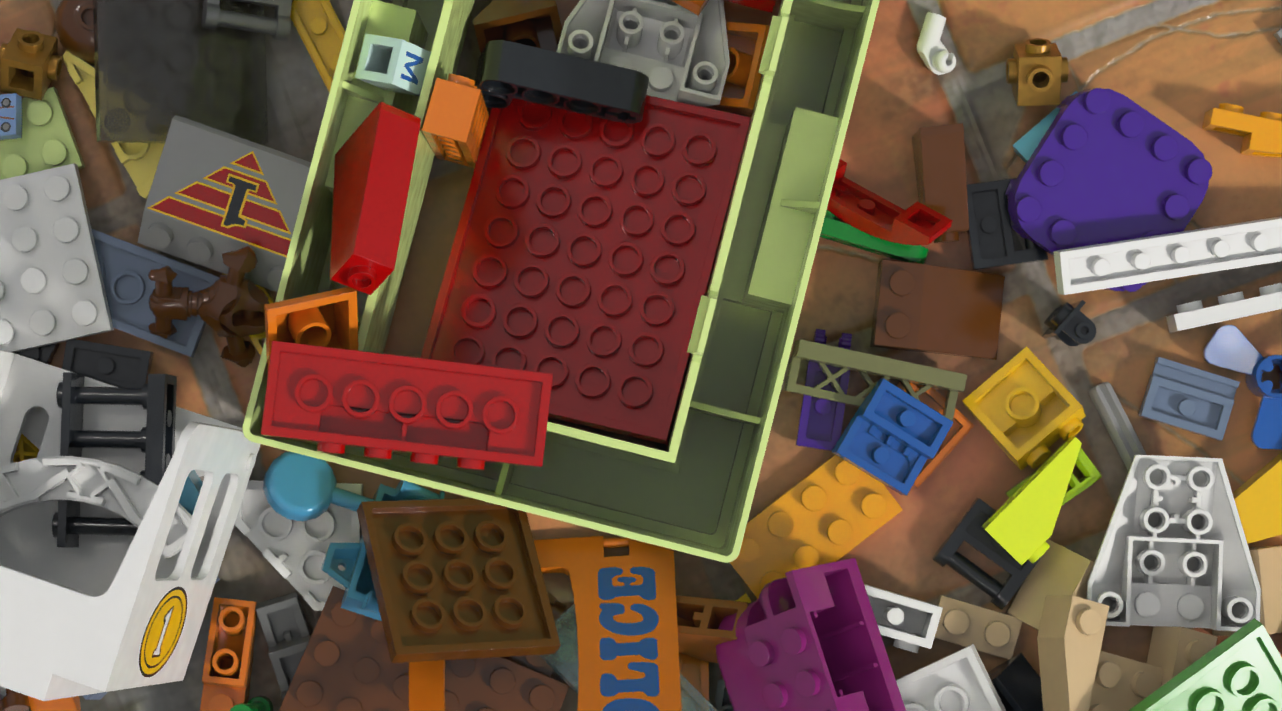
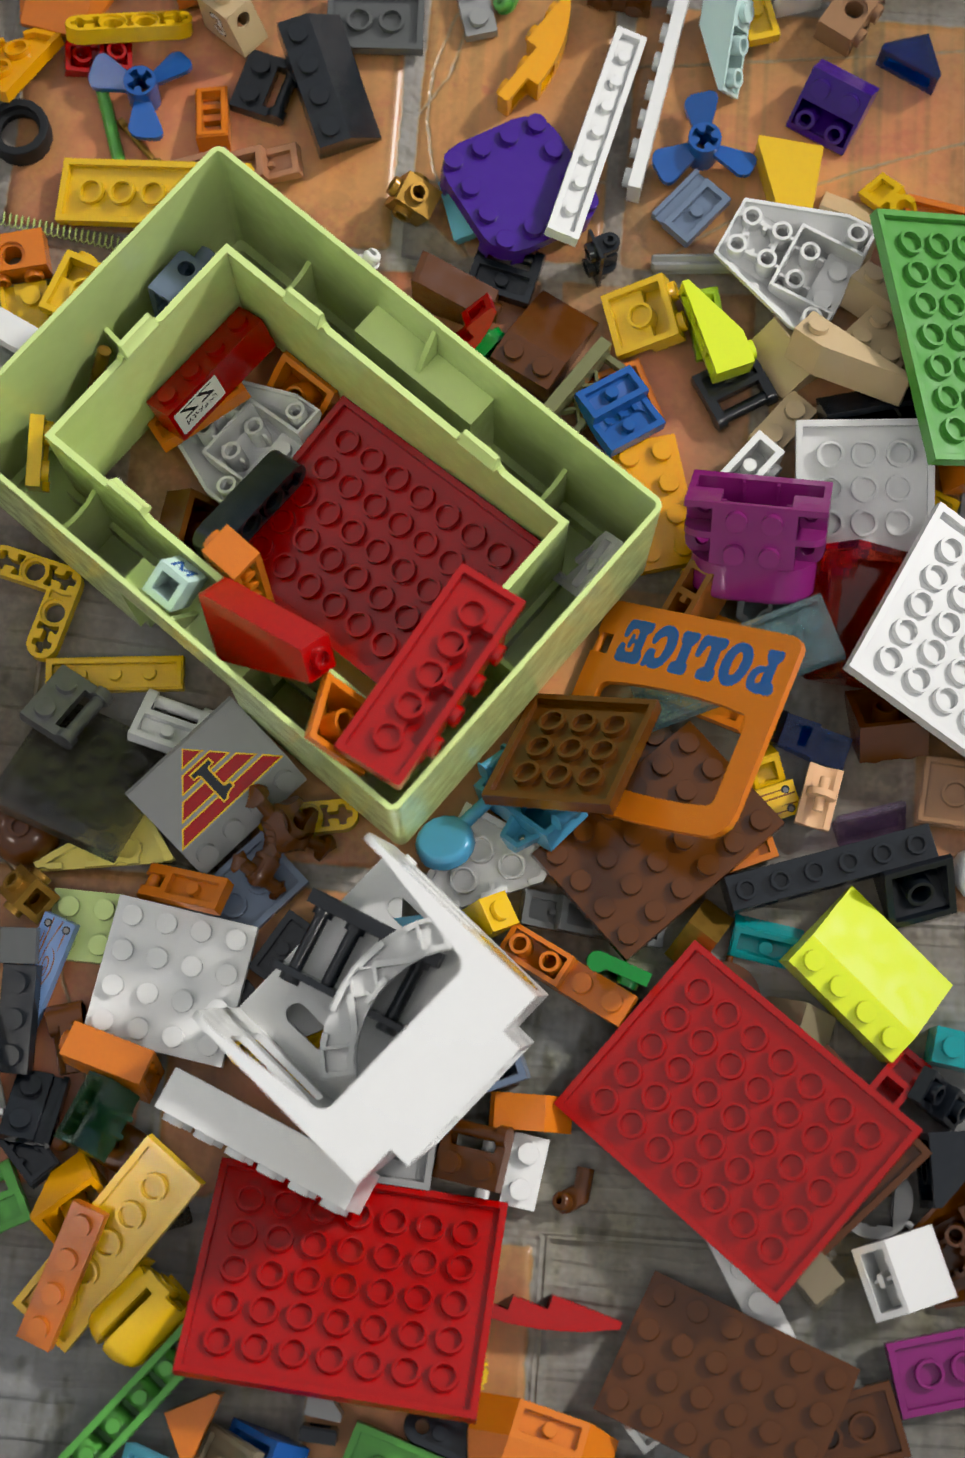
camera: 60 degrees left, 10 degrees down
(114, 231) = (186, 889): none -> orange plate
(246, 572) = (492, 914): none -> yellow brick
(275, 113) = (162, 730): none -> white plate
(669, 503) = (590, 563): none -> white wing

